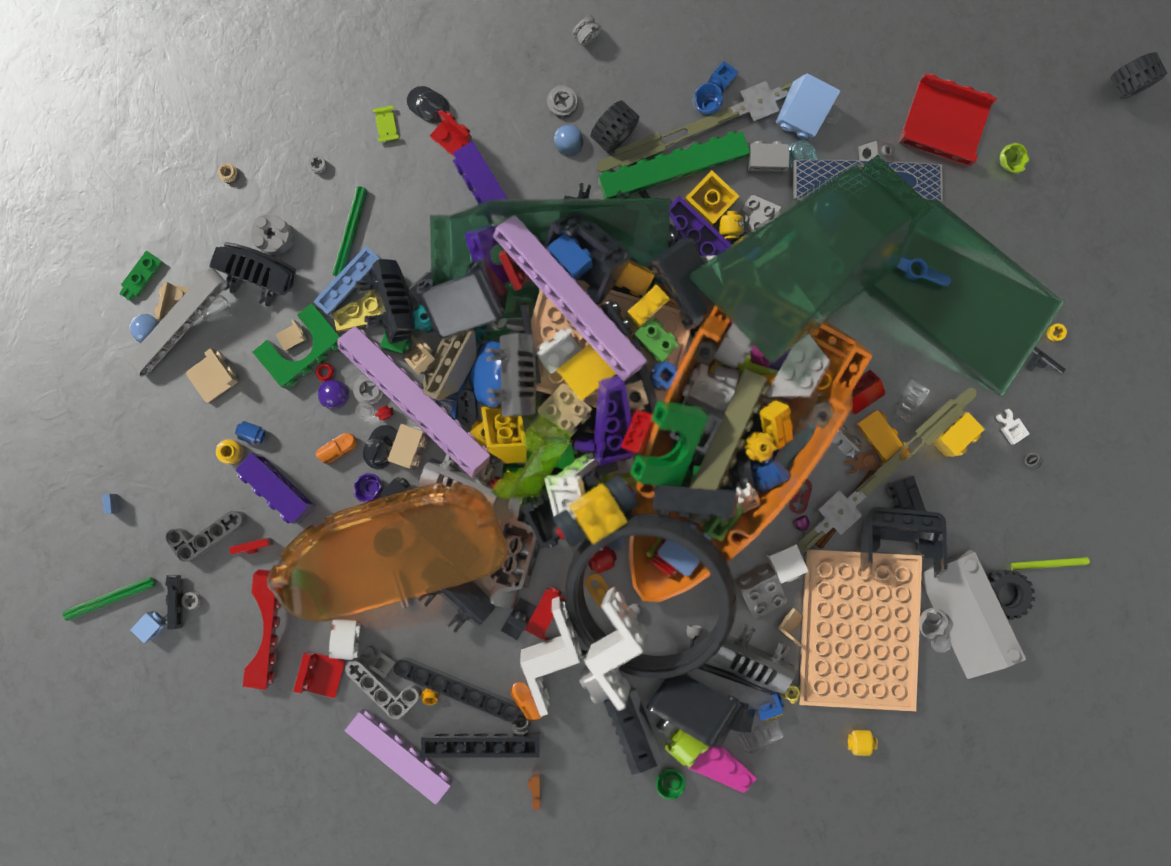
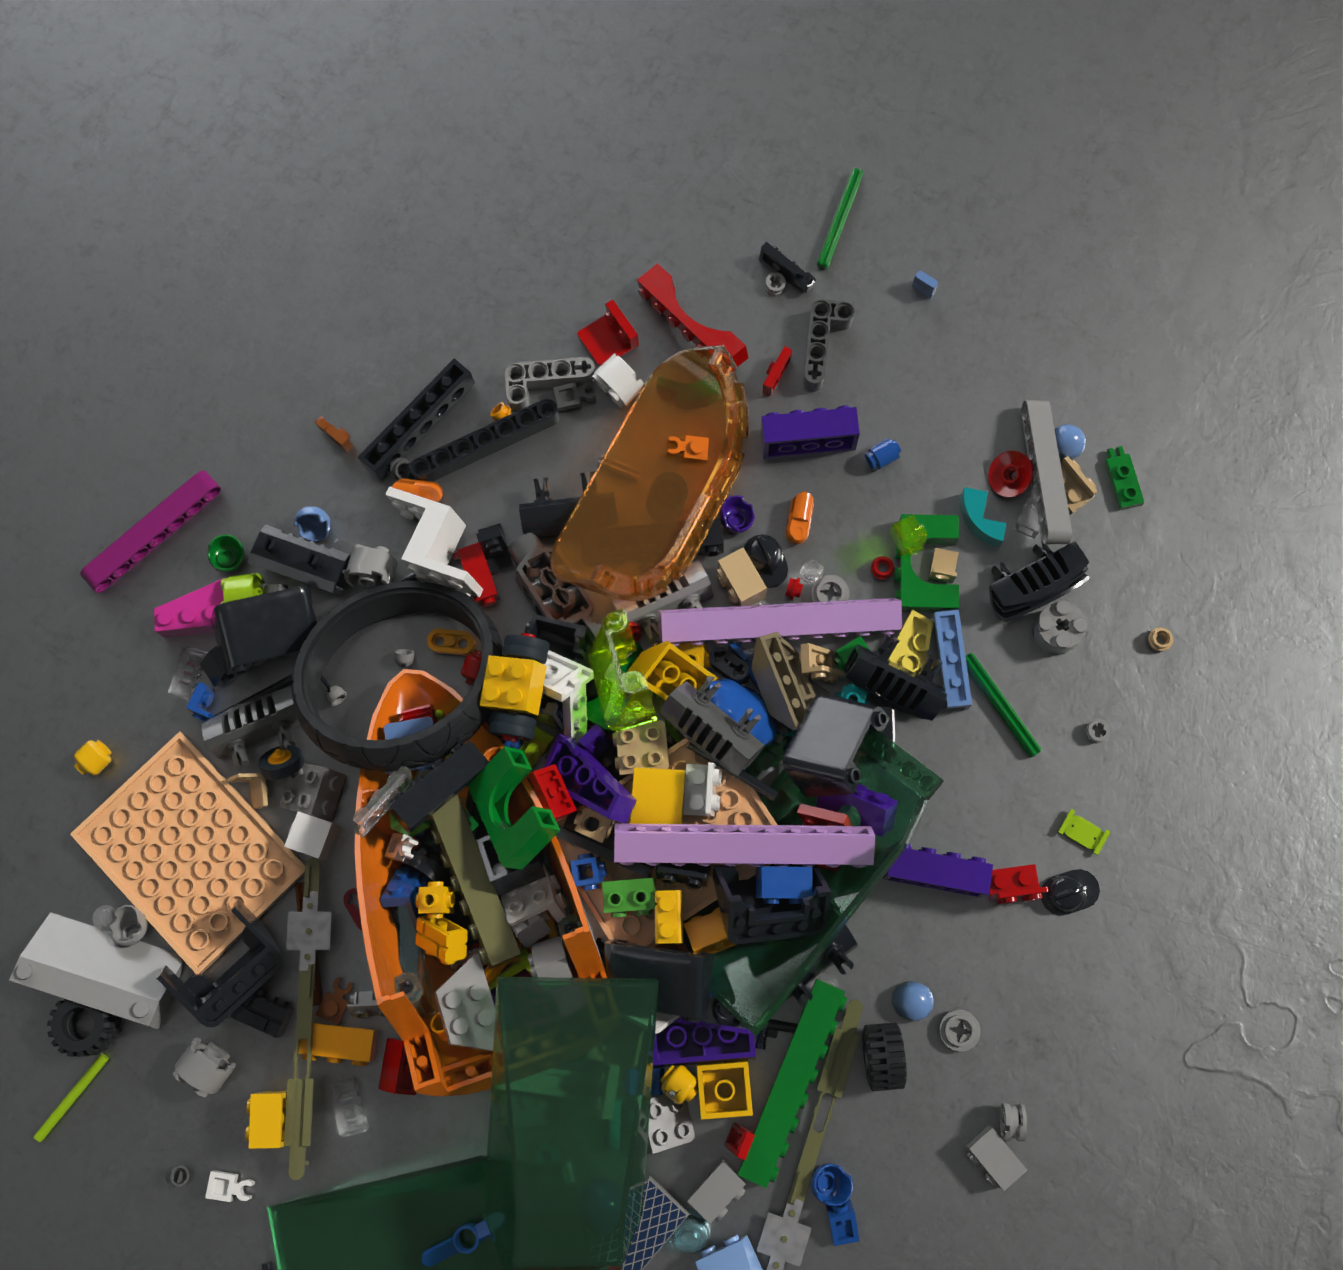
camera: 140 degrees right, 10 degrees down
(148, 626) = (784, 229): light blue brick -> none
(191, 352) = (1001, 473): none -> red dish
(212, 375) = (968, 464): tan bracket -> none
(229, 451) = (880, 421): yellow head -> none
(240, 347) = (972, 509): none -> teal brick
(291, 368) = (909, 535): none -> clear neon green brick
(333, 394) = (854, 558): dark purple hair -> none
(350, 550) = (693, 448): none -> orange plate
(399, 756) = (475, 344): lavender brick -> none
(604, 747) = (312, 523): none -> medium blue hair
(614, 24) = (996, 1159): none -> light grey brick
(616, 648) = (380, 600): white bracket -> none
(699, 847) = (150, 531): none -> magenta beam
(731, 166) = (739, 1140): none -> red plate
(734, 528) = (380, 802): none -> clear plate
(763, 622) = (281, 763): none -> black wheel
(794, 696) = (192, 733): light yellow plate -> none
(802, 524) = (335, 887): magenta hinge -> none
(966, 500) = (203, 1067): none -> light grey brick

